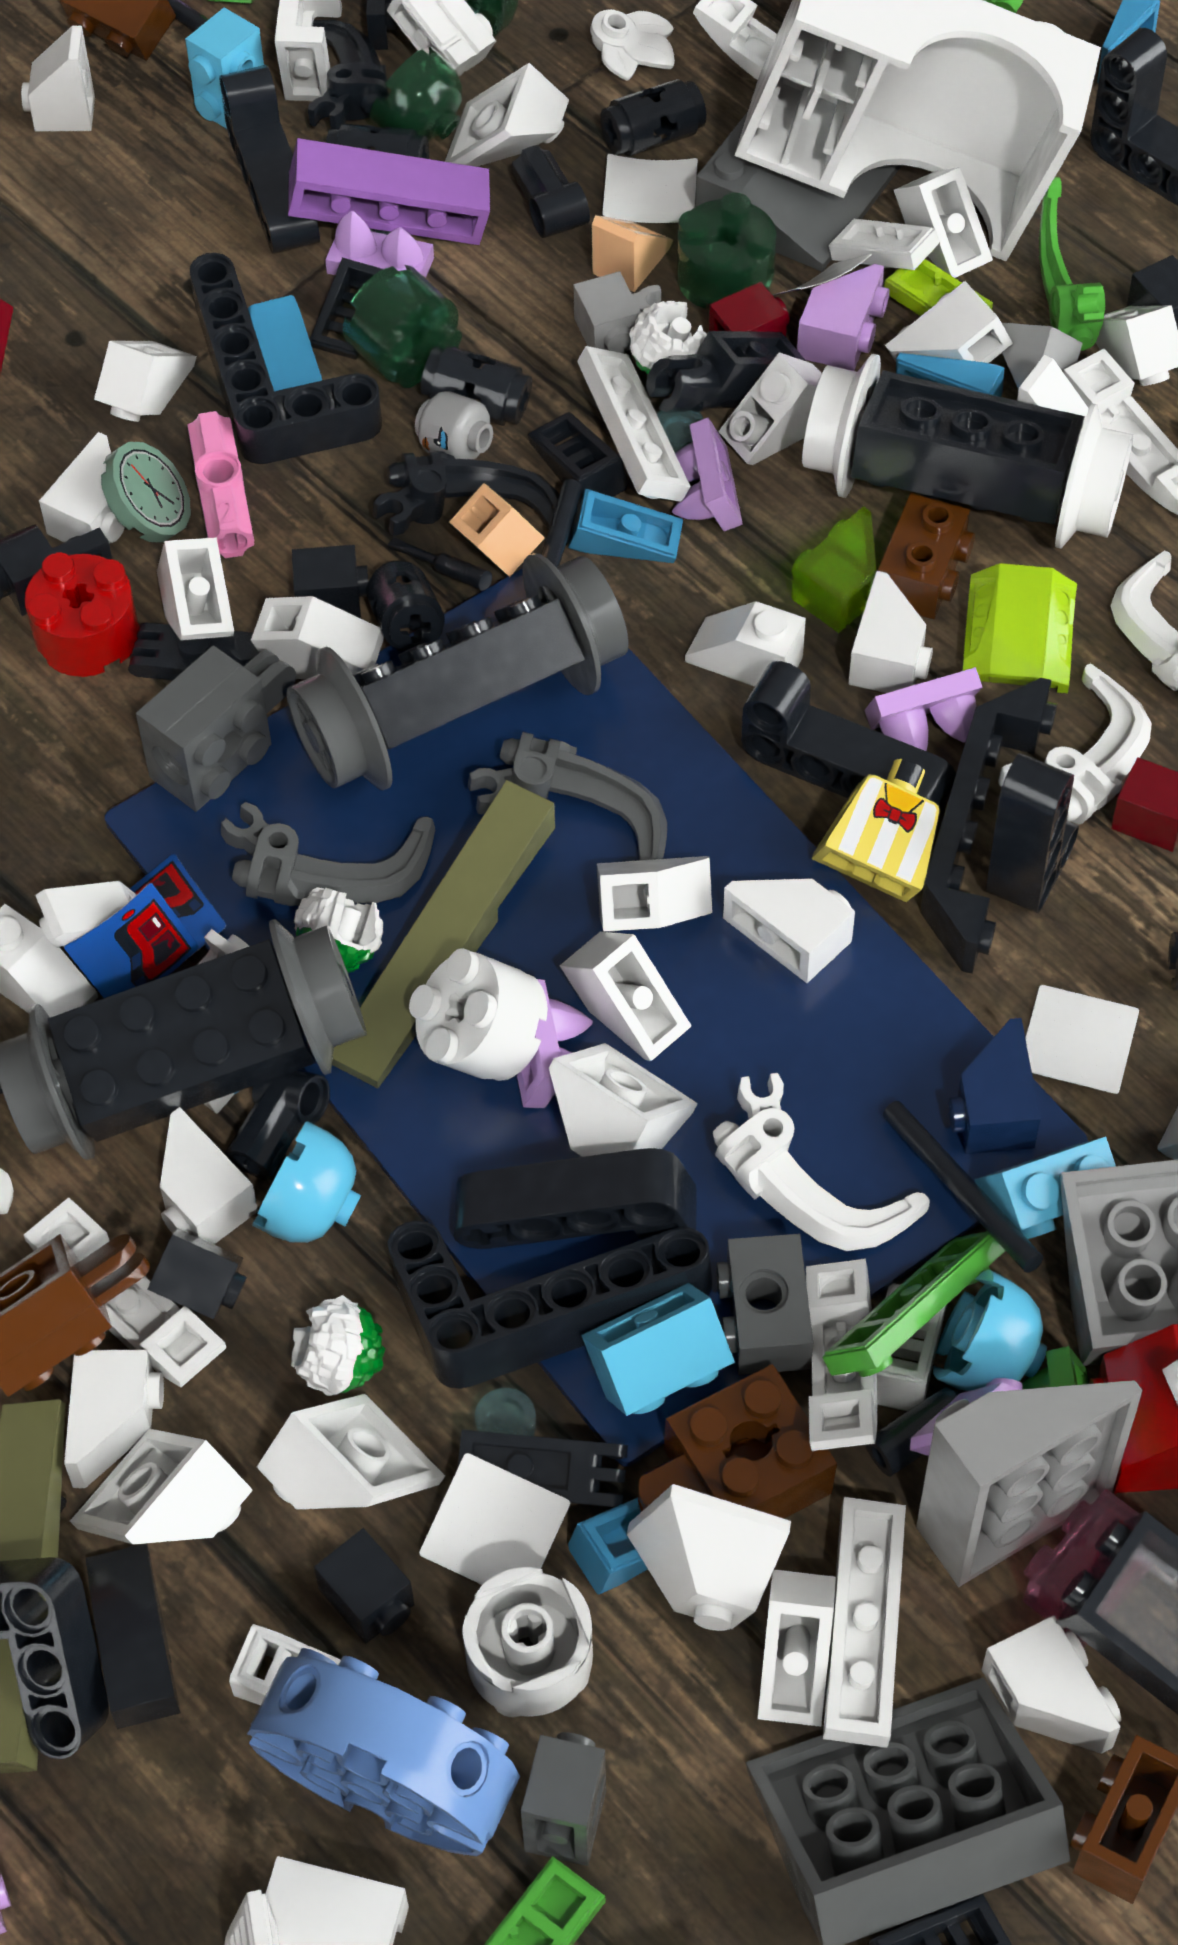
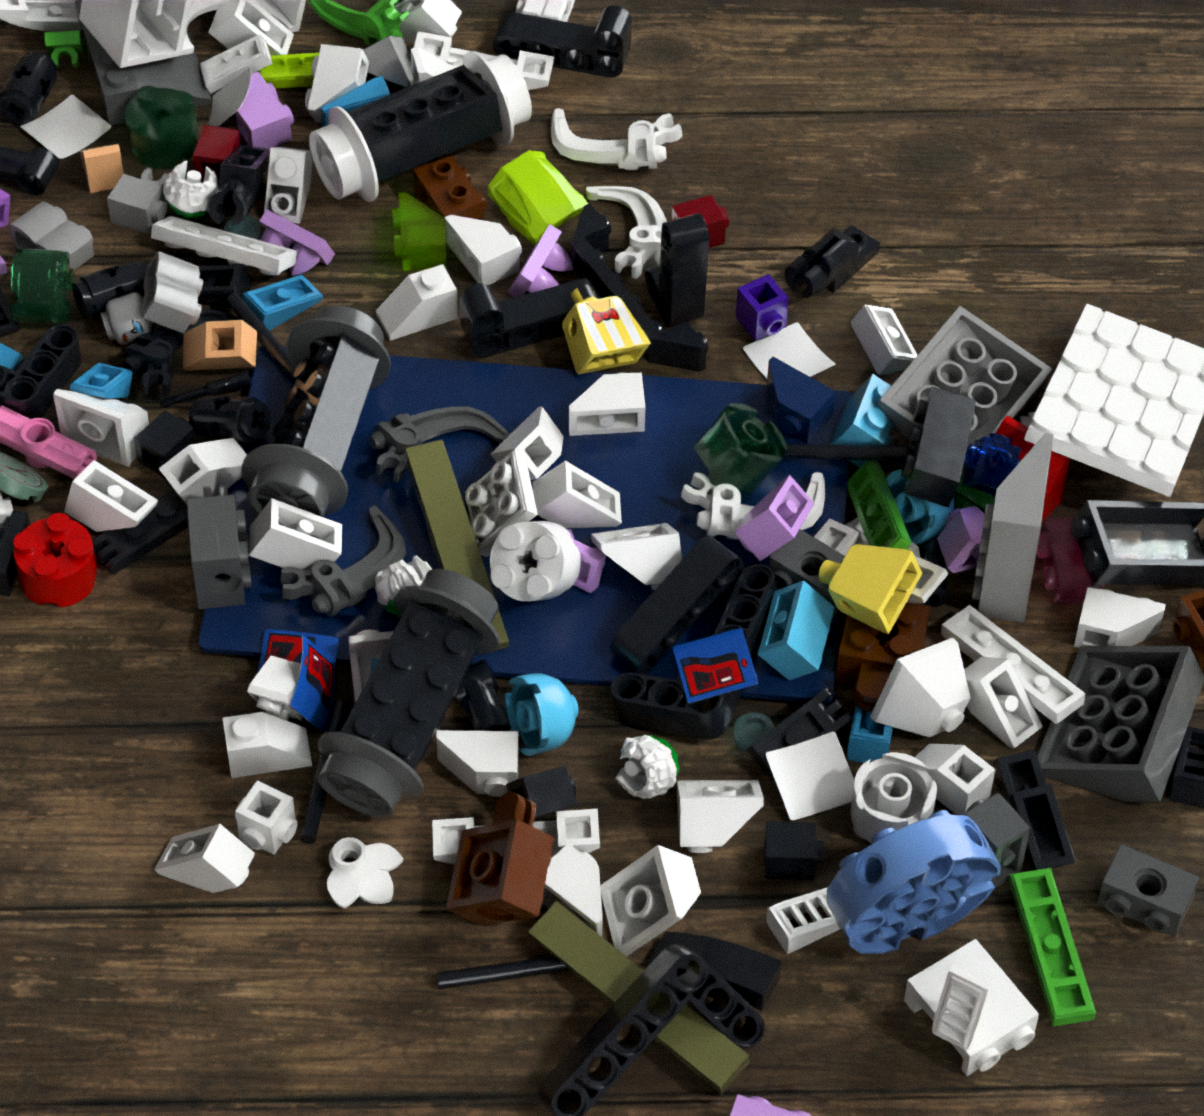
camera: 50 degrees left, 5 degrees down
(286, 779) = (293, 537): none -> white brick
(290, 506) = (101, 424): none -> white slope
(336, 470) = (104, 382): none -> dark azure slope
(486, 288) = (50, 229): none -> light grey brick
(506, 428) = (171, 292): none -> light grey brick
(512, 1302) = (715, 665): none -> sticker
(537, 919) = (500, 500): none -> white tile
(628, 1680) = (958, 775): none -> white slope
(672, 1813) = (1025, 789): none -> black slope
(737, 98) = (64, 43): none -> bright green tile
(772, 1375) = (872, 583): none -> light yellow torso
(789, 1202) = (775, 519): none -> lavender slope
(851, 1089) = (740, 448): none -> clear green brick
(1049, 1285) = (938, 446): none -> black brick
(1098, 955) = (762, 307): none -> dark purple brick
(1116, 1346) = (990, 462): none -> clear blue brick

